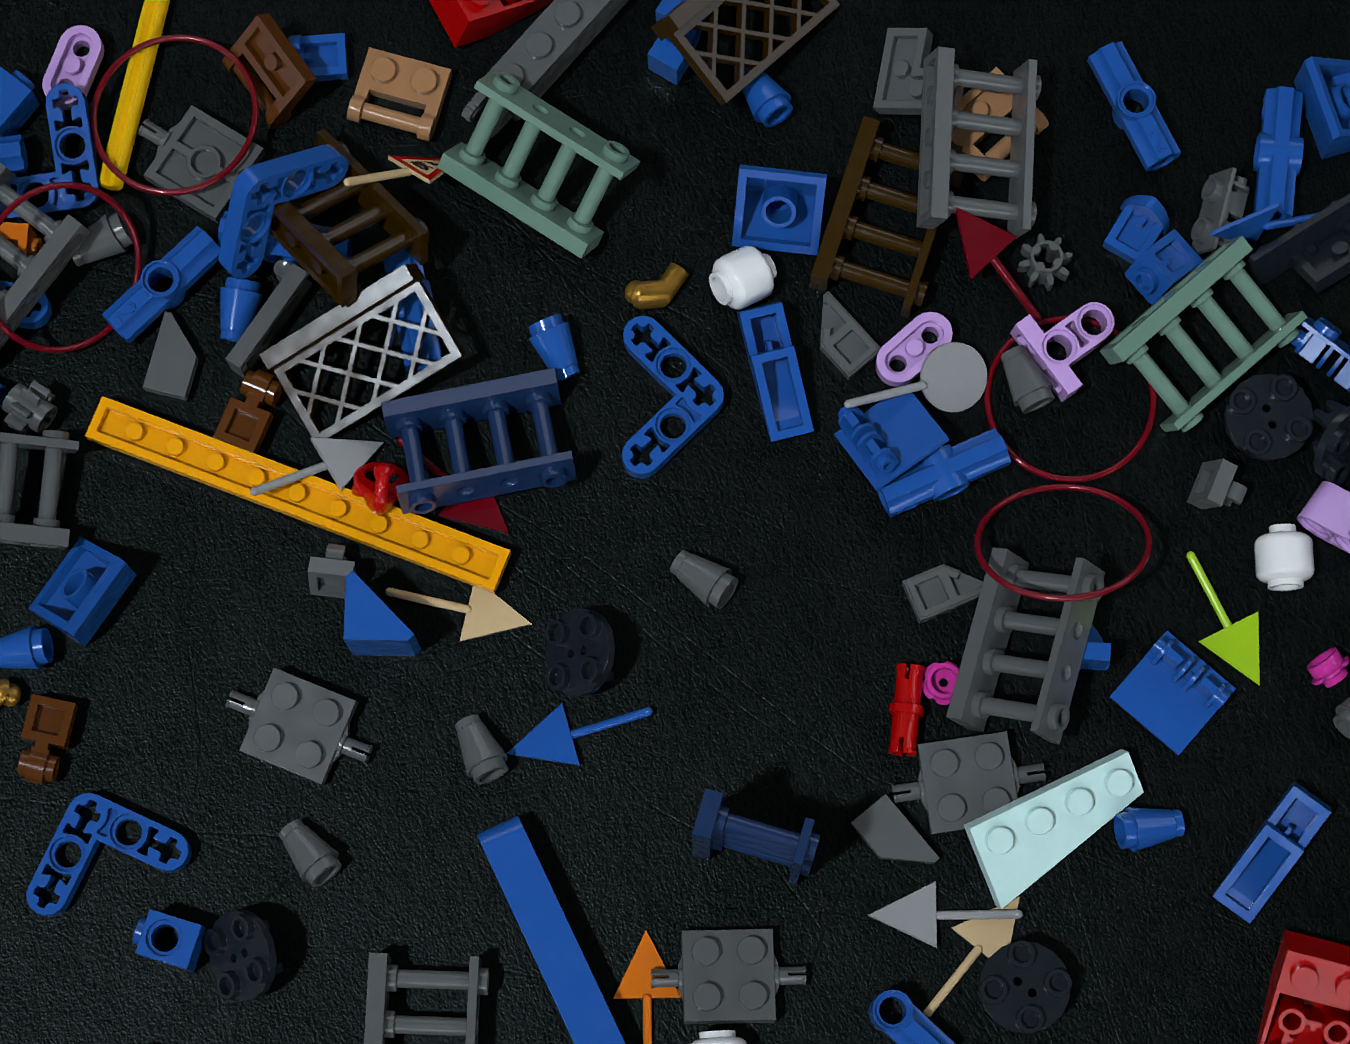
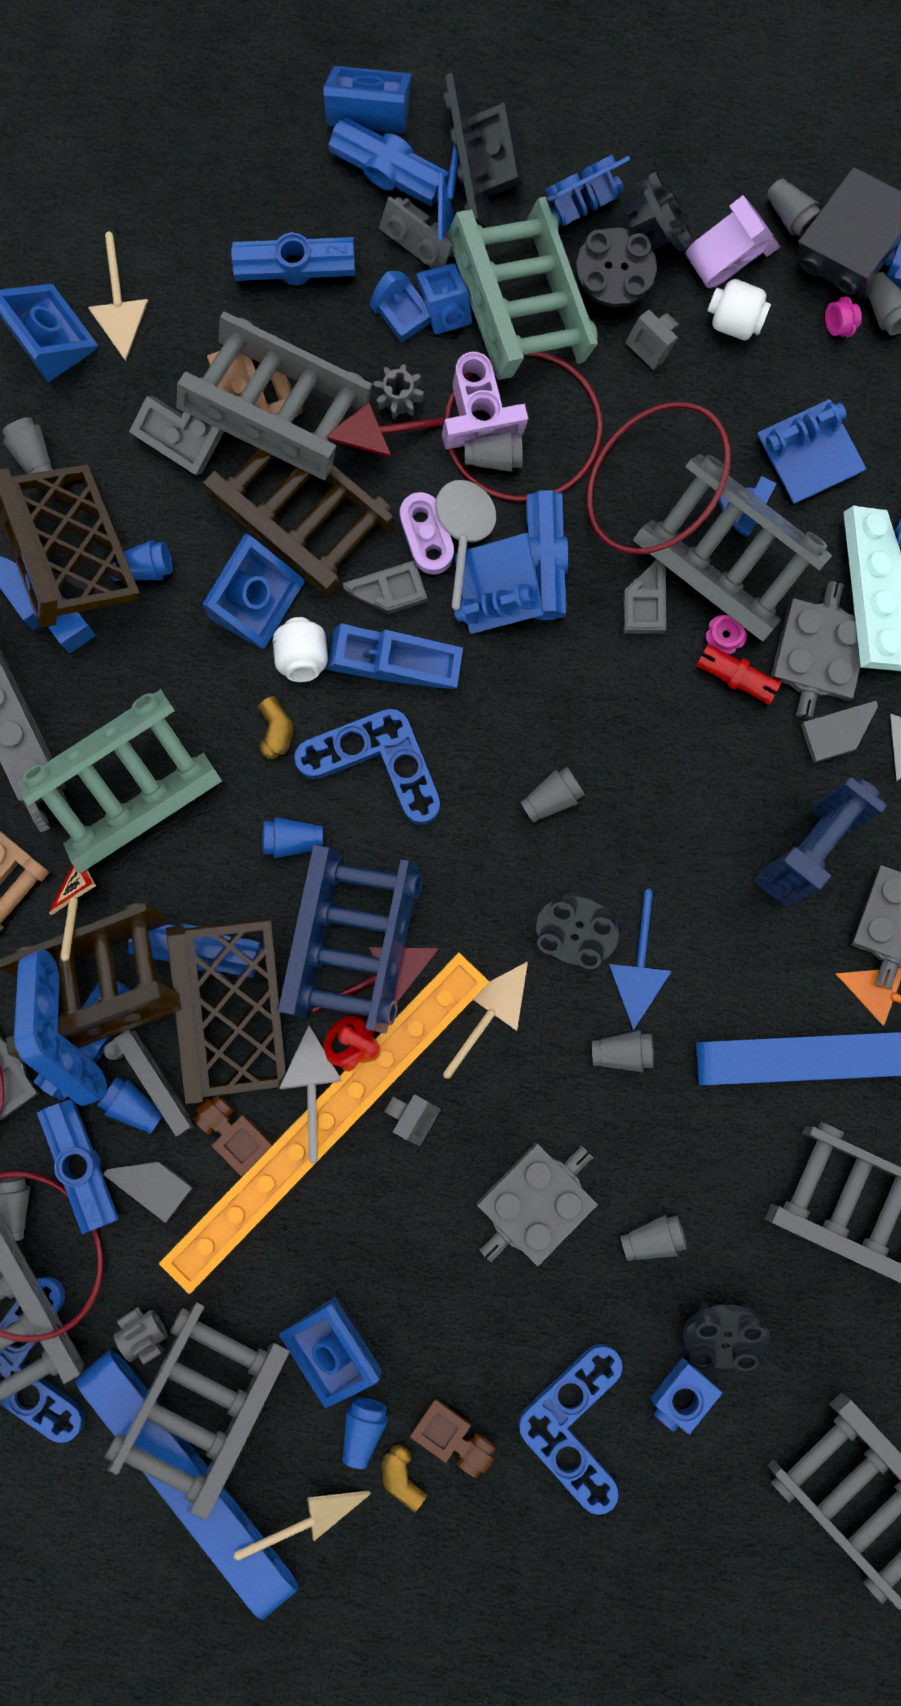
camera: 70 degrees left, 5 degrees up
(372, 626) = (480, 1100): blue slope -> none
(1236, 642) = (788, 381): lime piece -> none

